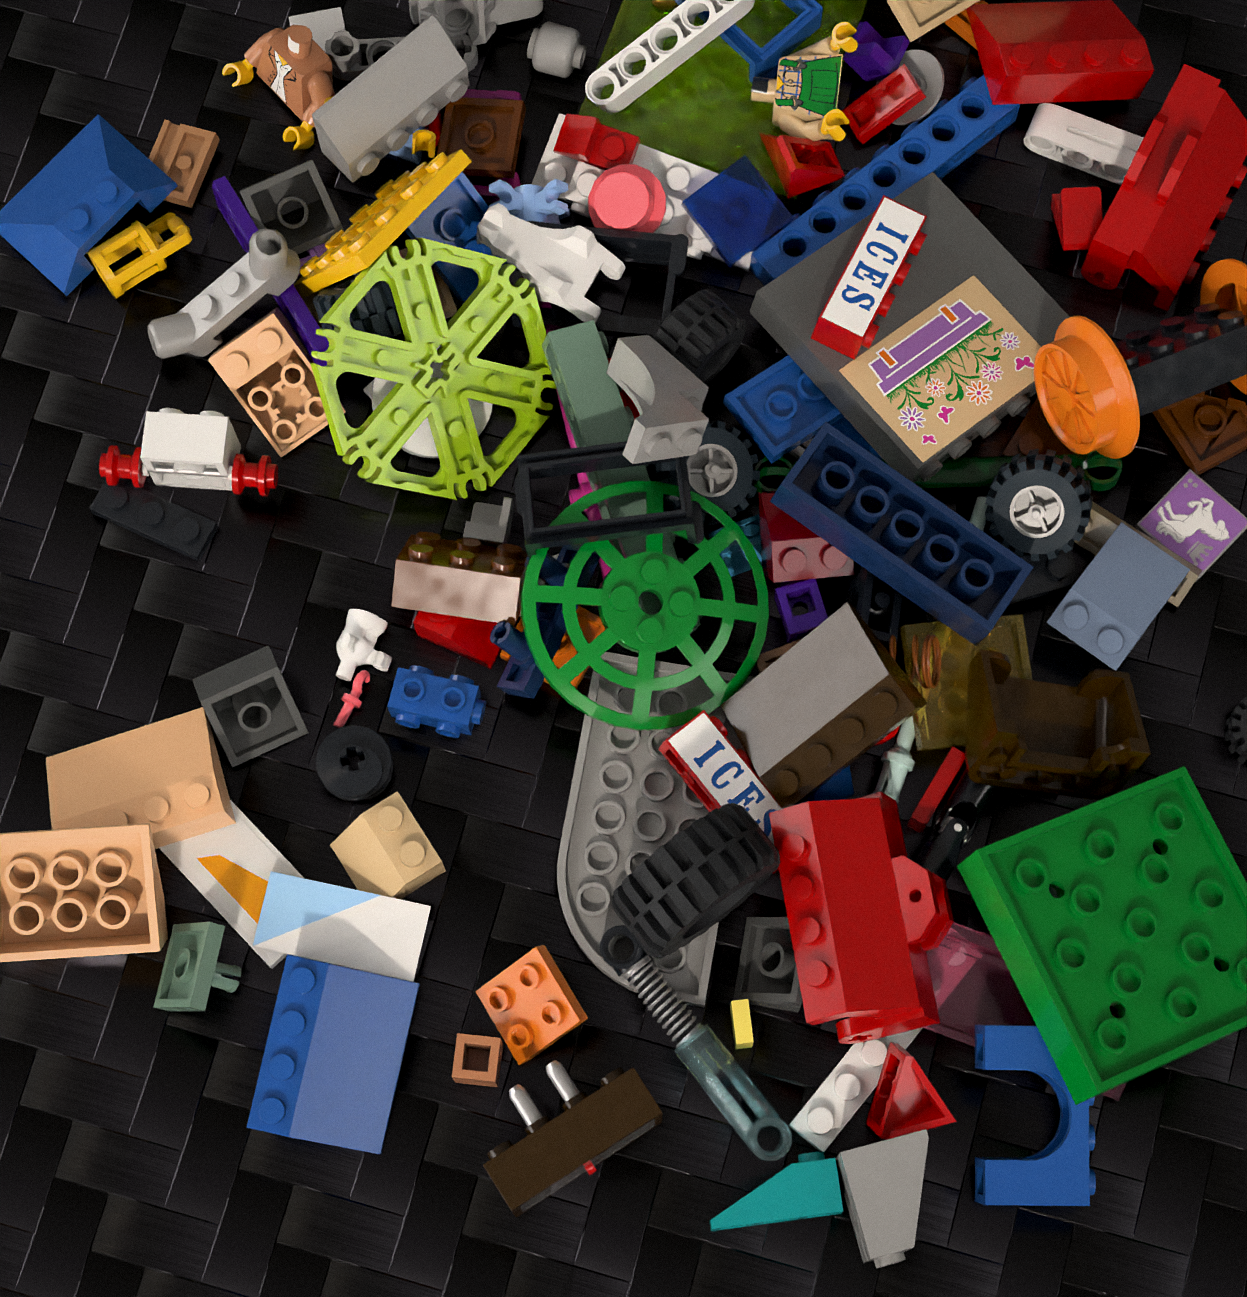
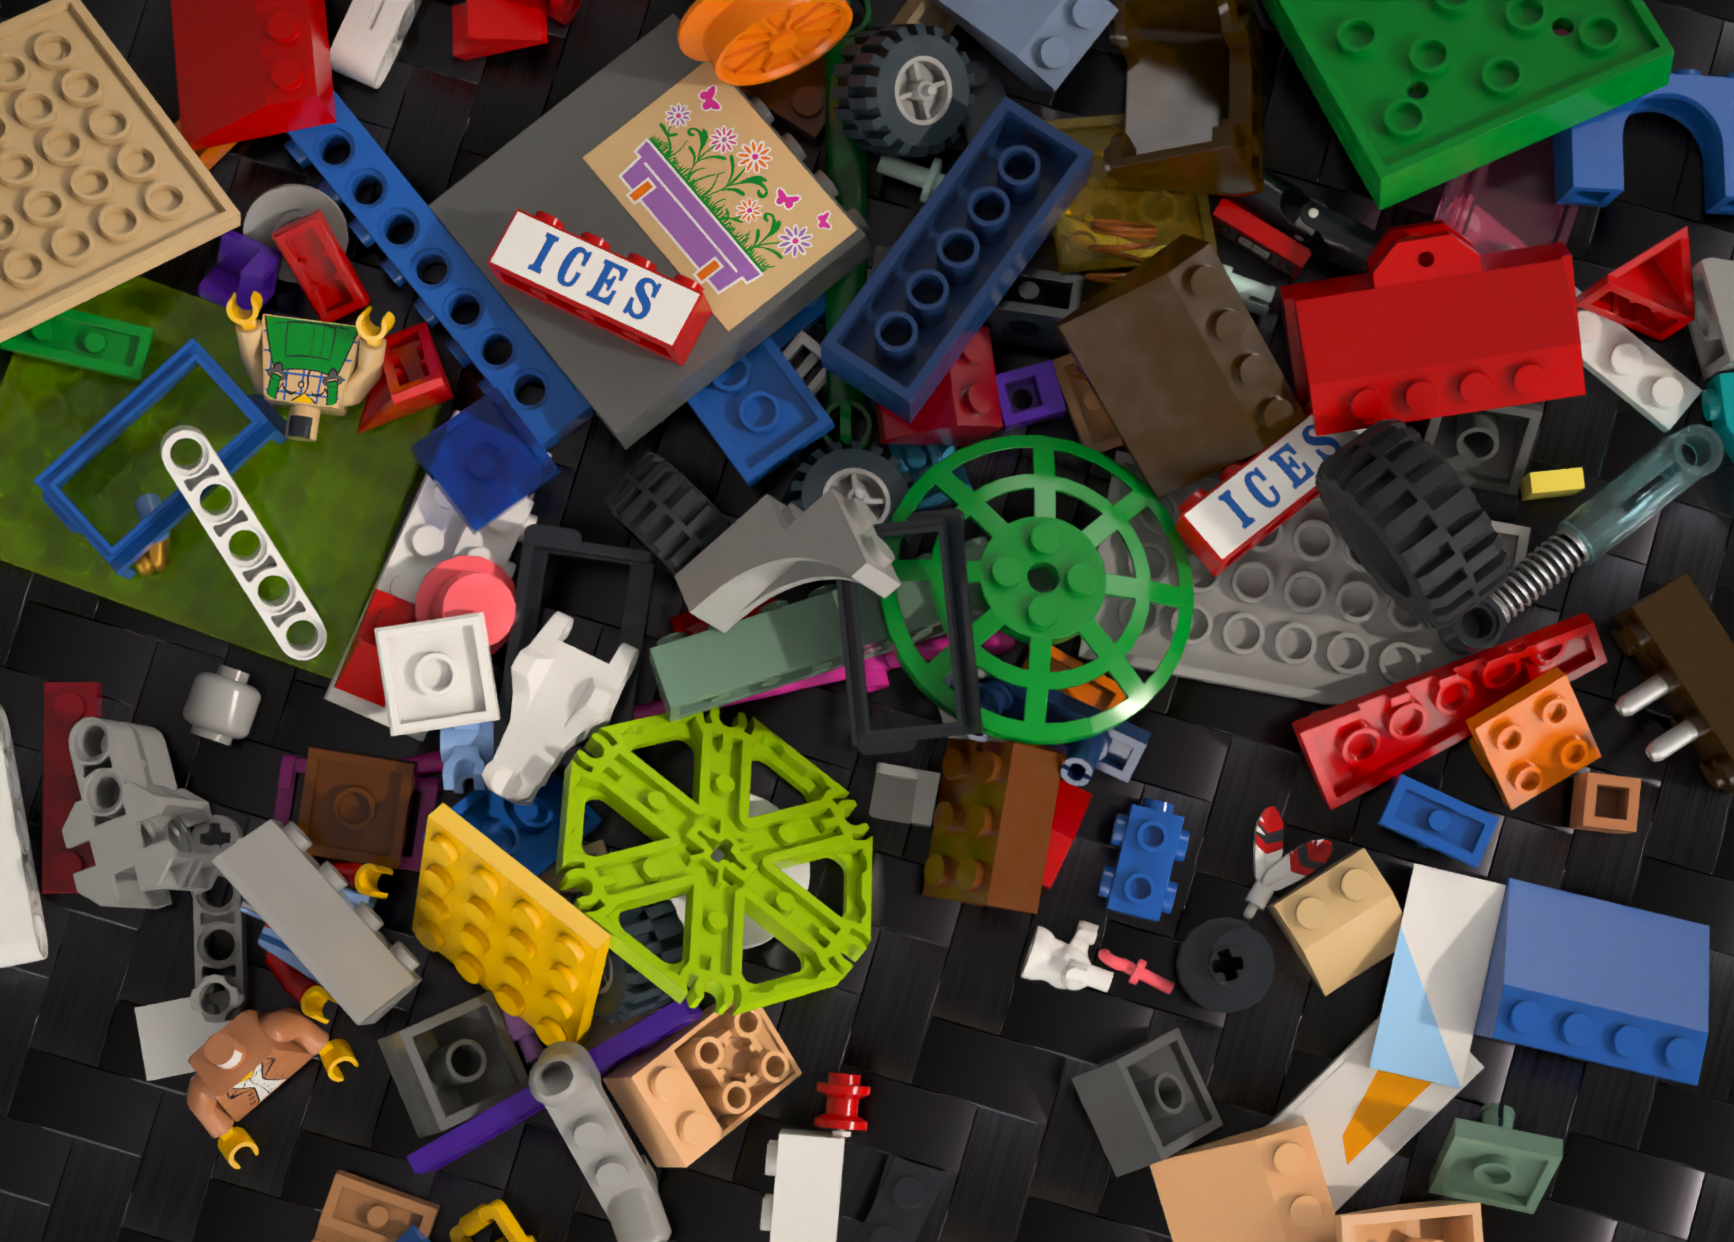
camera: 90 degrees left, 10 degrees up
(428, 808) = (1271, 869): none -> piece
(465, 924) = (1437, 820): none -> blue panel
(546, 908) = (1412, 720): none -> red wing
(572, 170) = (437, 673): none -> white plate

